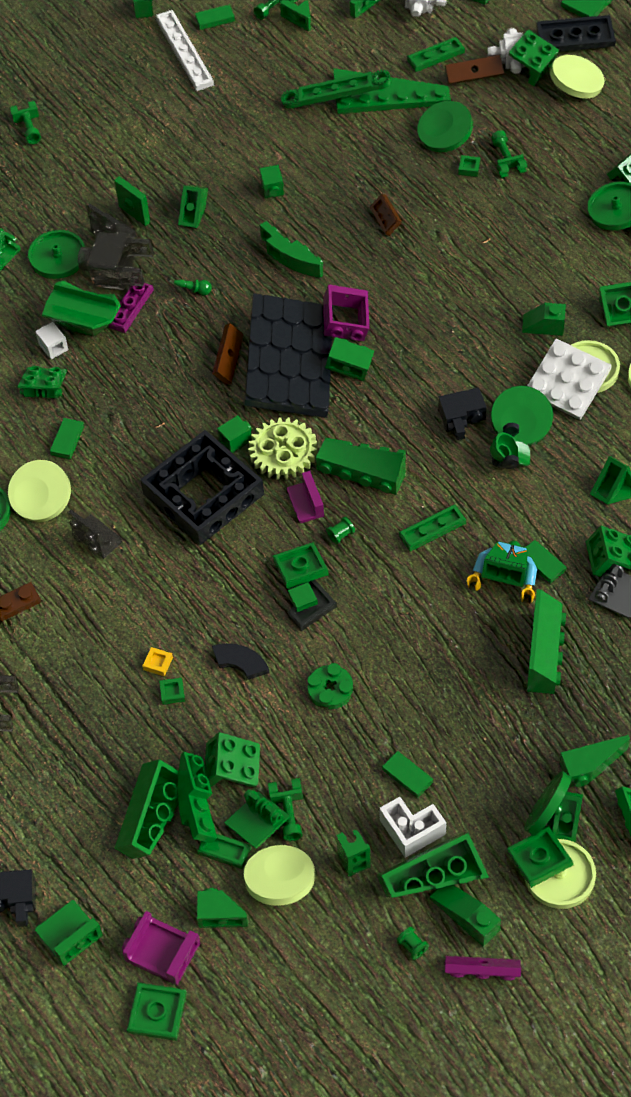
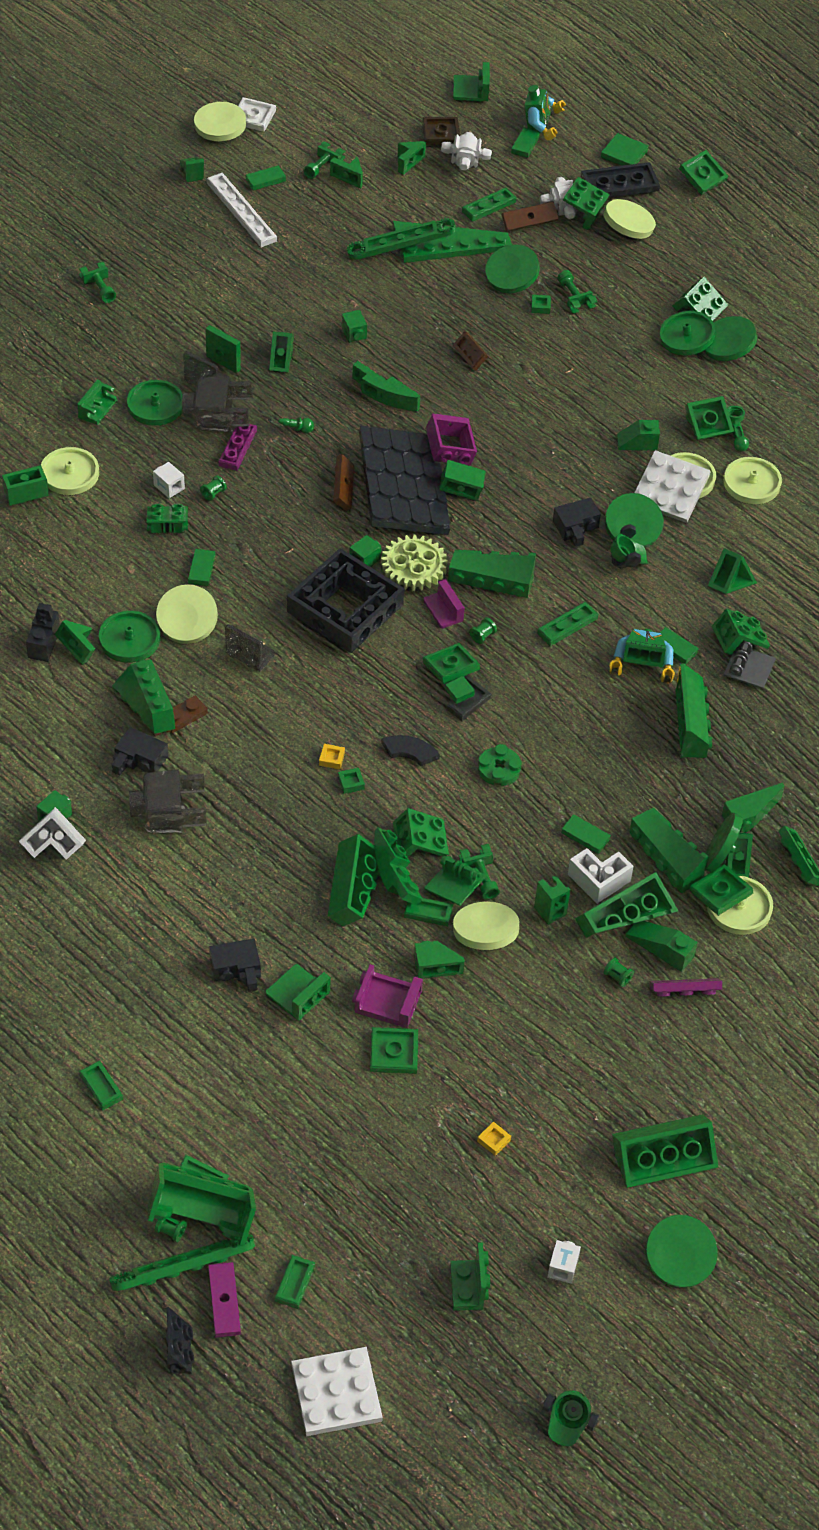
camera: 15 degrees left, 5 degrees down
(80, 309) = (195, 450): green helmet -> none
(95, 352) = (213, 488): none -> green bush
(490, 802) = (669, 849): none -> green wedge

